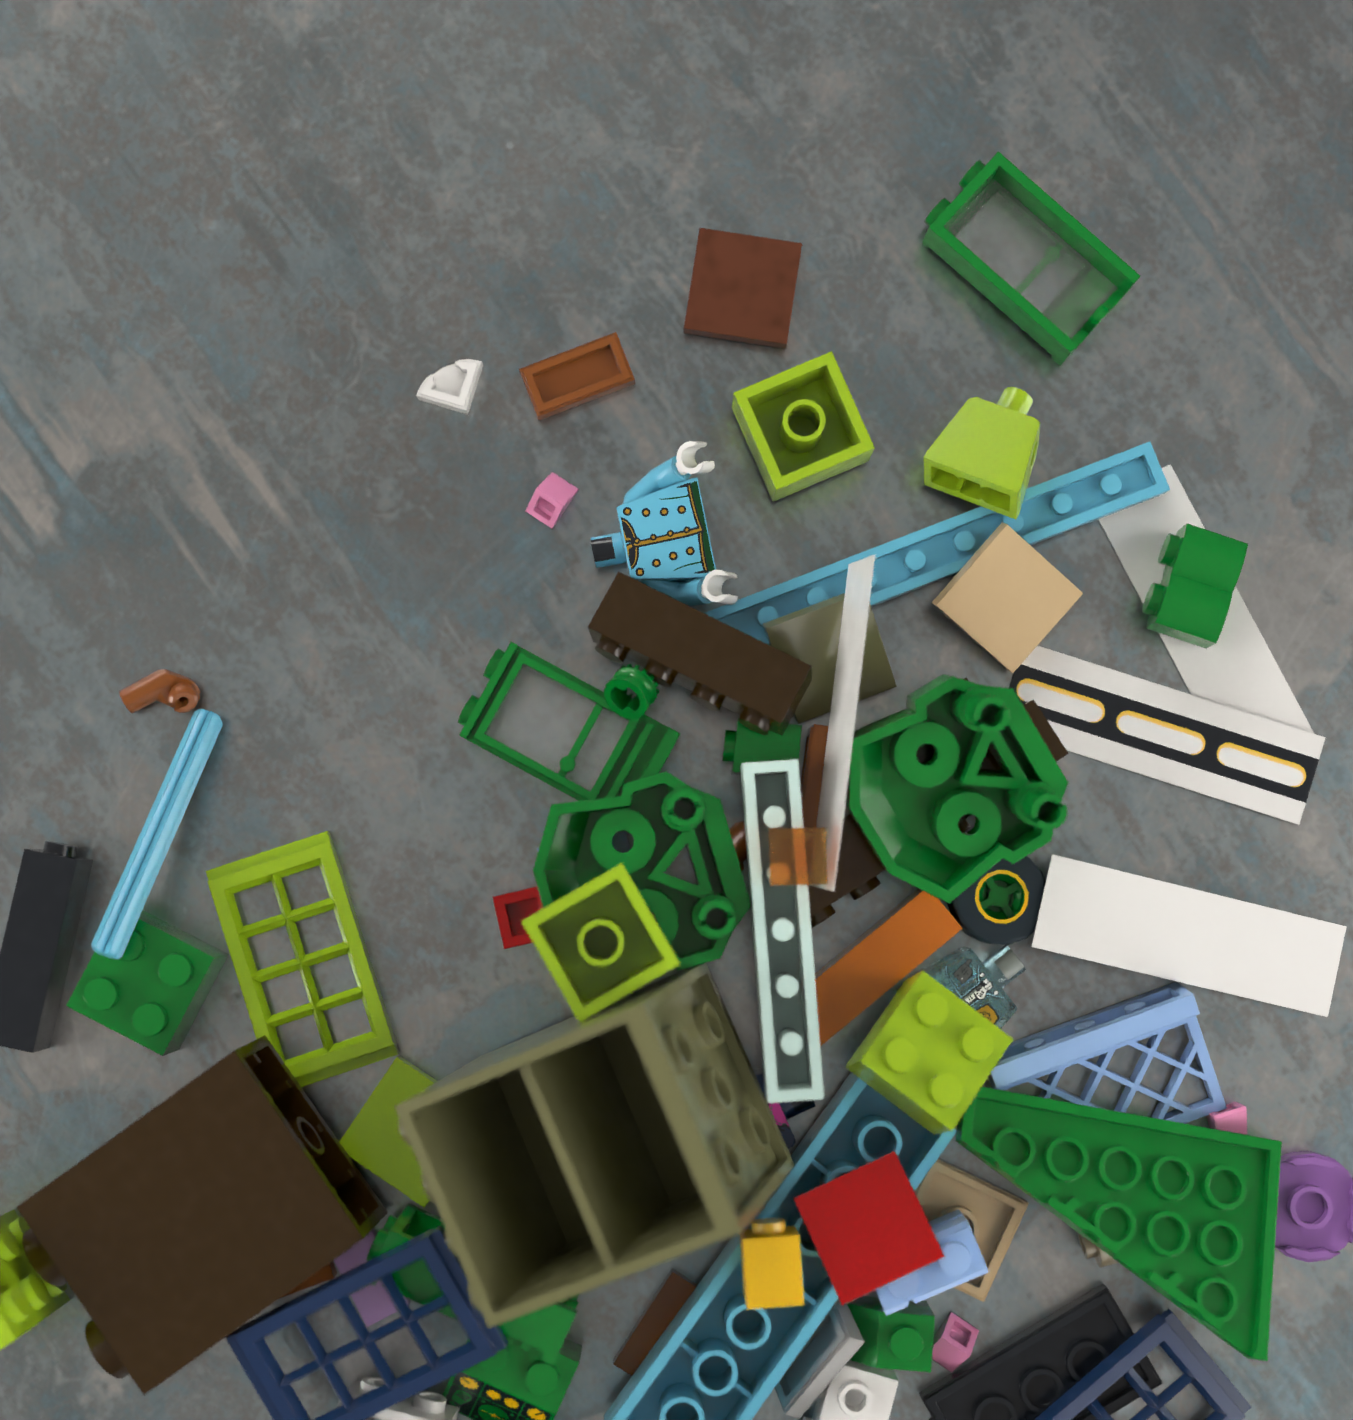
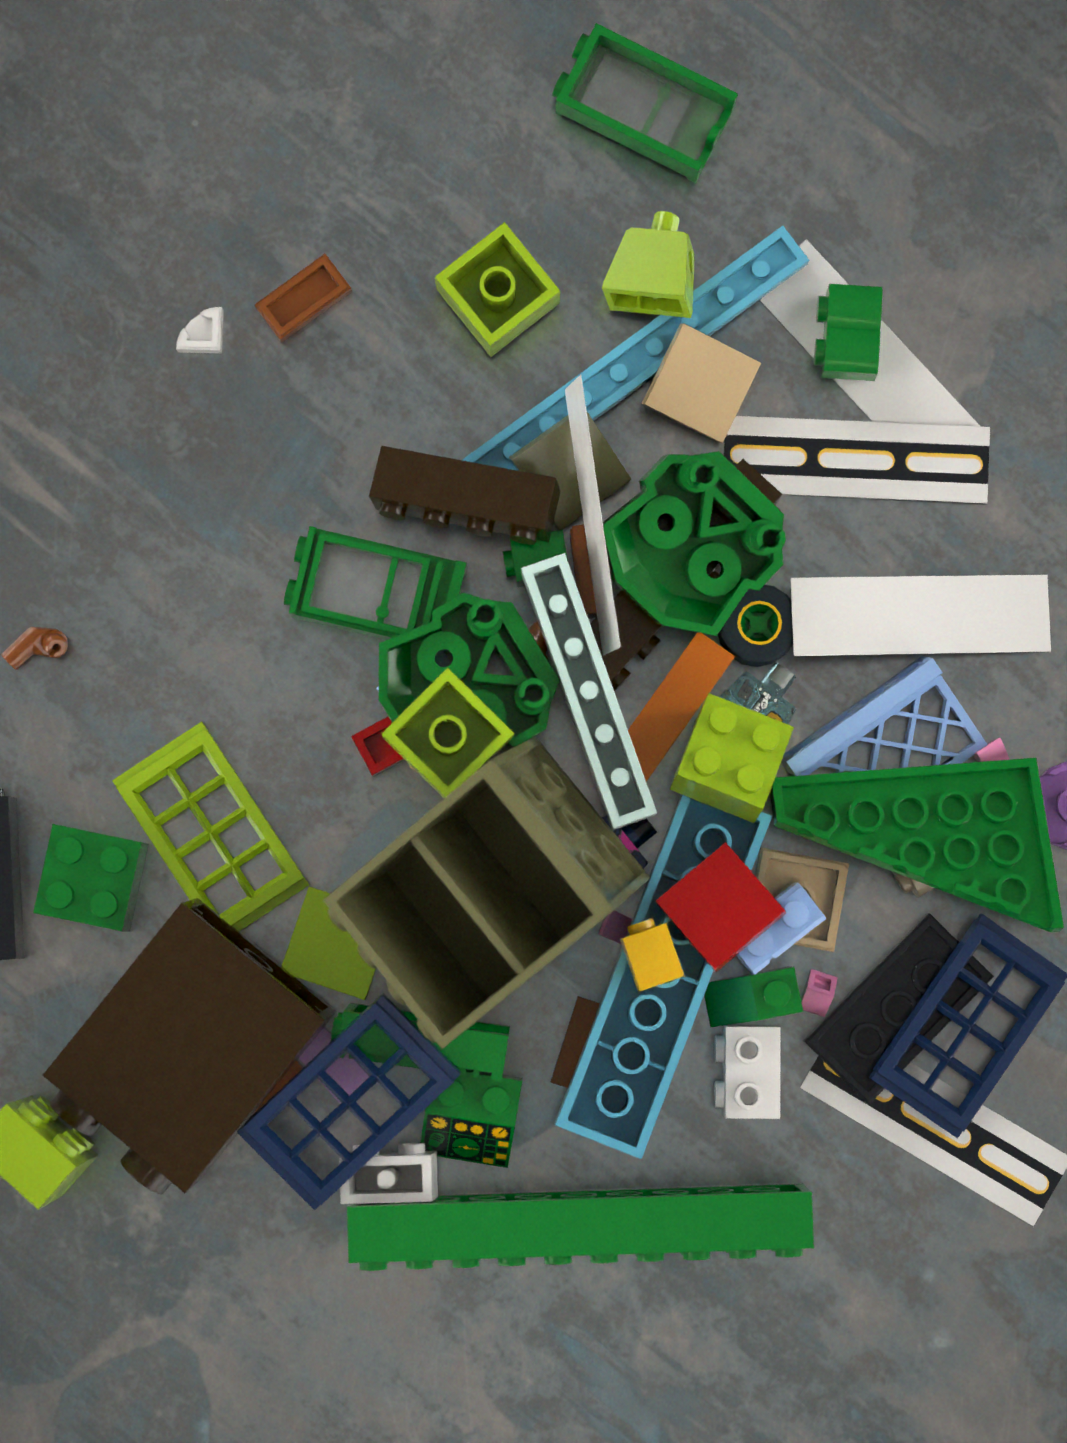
camera: 15 degrees left, 0 degrees up
(157, 835) = (67, 757): medium azure axle -> none
(551, 499) = (309, 404): bright pink piece -> none
(639, 682) = (418, 528): green bush -> none
(667, 533) = (411, 405): medium azure torso -> none
(742, 288) = (418, 189): copper tile -> none
(797, 856) = (584, 628): clear orange tile -> none
(819, 1360) = (711, 1028): light grey tile -> none

